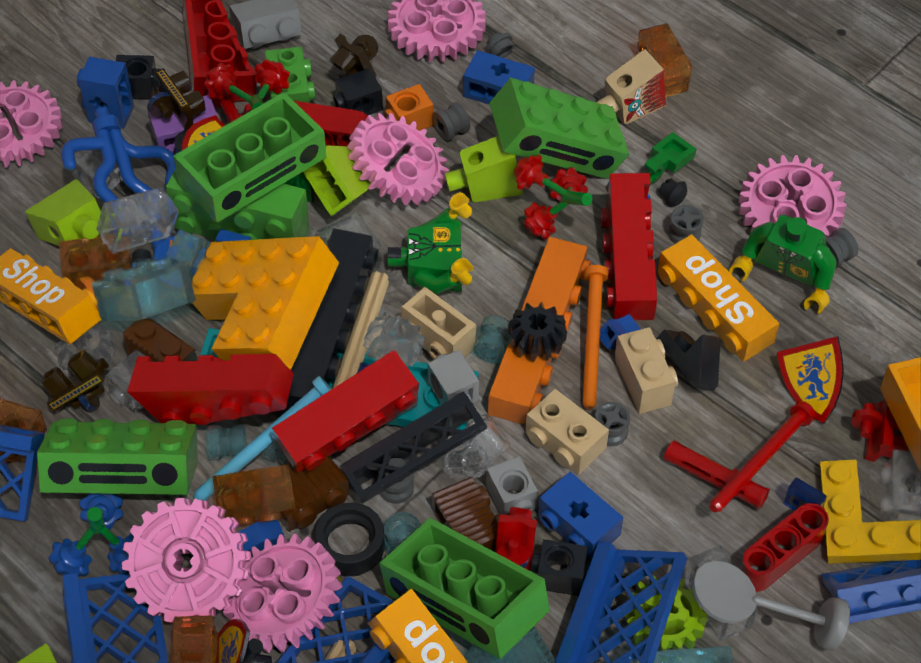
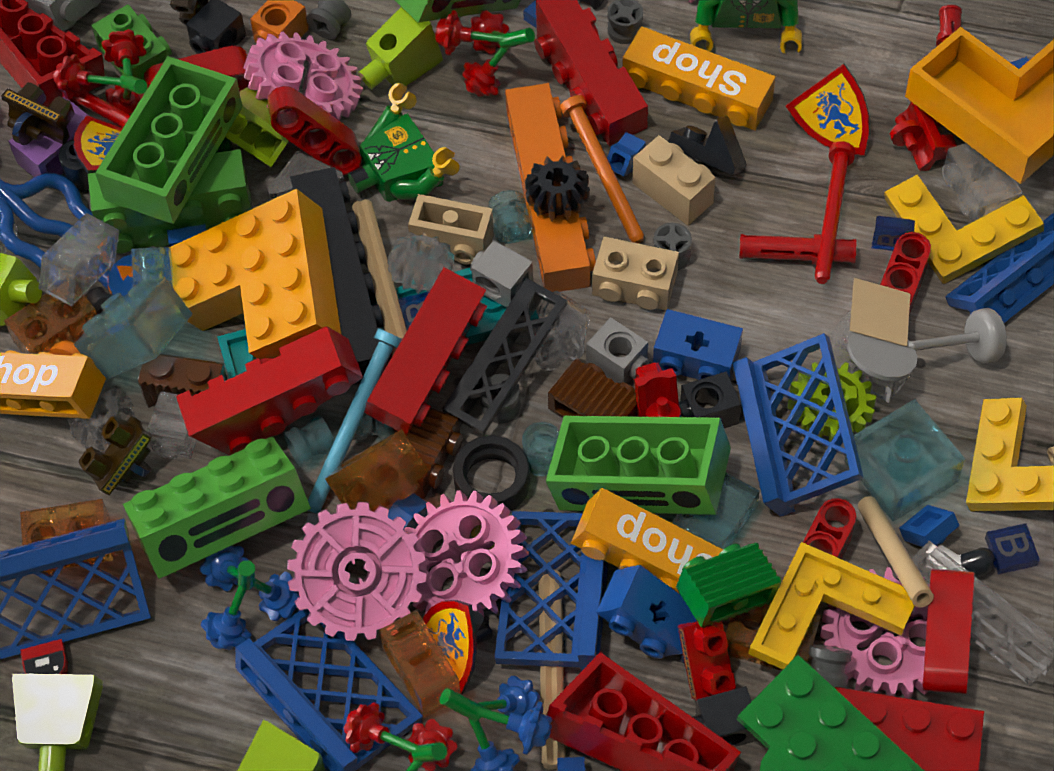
camera: 25 degrees left, 5 degrees up
(371, 187) = (309, 116): none -> red beam
(745, 558) = (880, 312): none -> tan sticker

